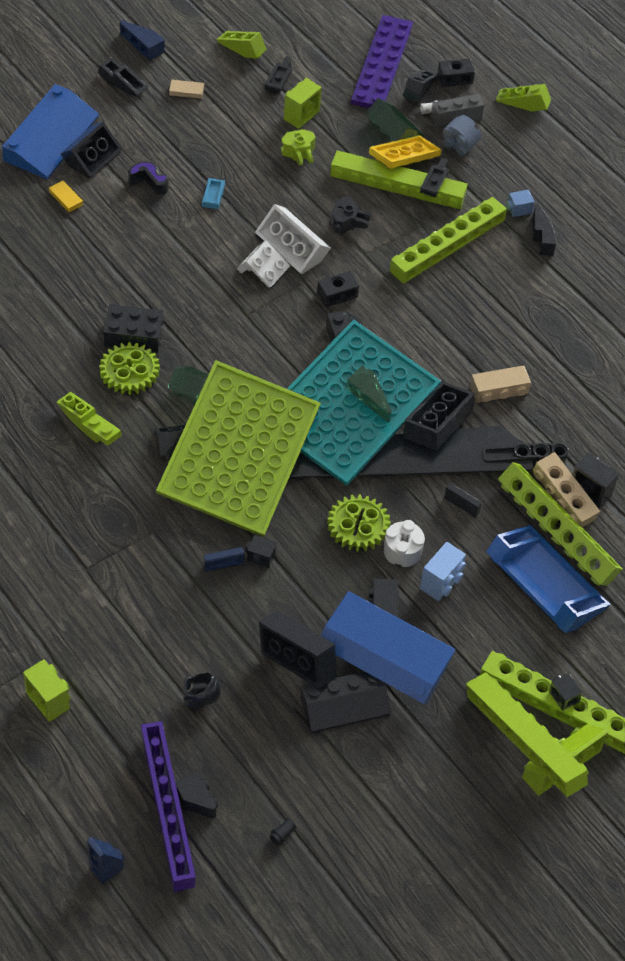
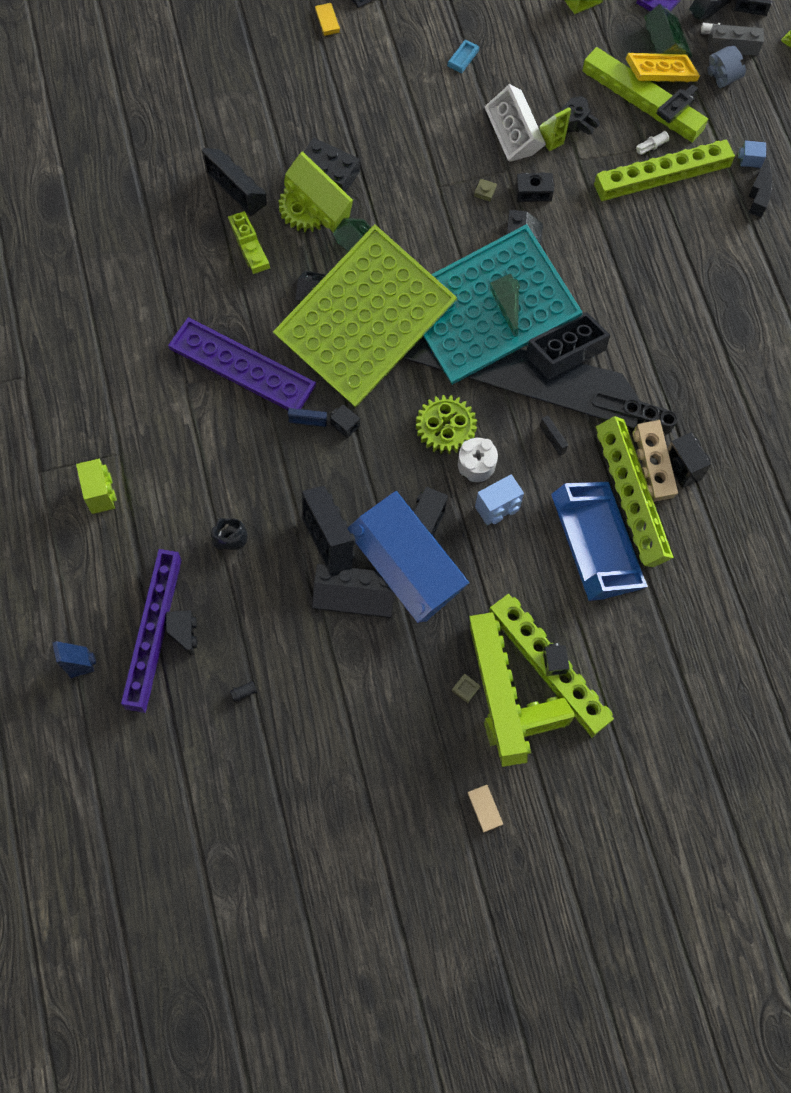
camera: 25 degrees right, 15 degrees up
(46, 368) = (234, 180): none -> black slope
(134, 533) = (242, 365): none -> dark purple plate
(141, 350) = (317, 192): none -> lime slope
(150, 173) = (412, 16): black animal -> none
(265, 264) = (478, 142): white bracket -> none
(292, 305) = (485, 190): none -> olive plate
(299, 146) = (563, 32): lime hinge -> none
(334, 232) = (555, 129): none -> lime slope
(426, 219) = (652, 143): none -> white axle
(492, 751) = (466, 688): none -> olive plate
(500, 384) = (644, 332): tan brick -> none
(562, 852) = (485, 808): none -> tan tile

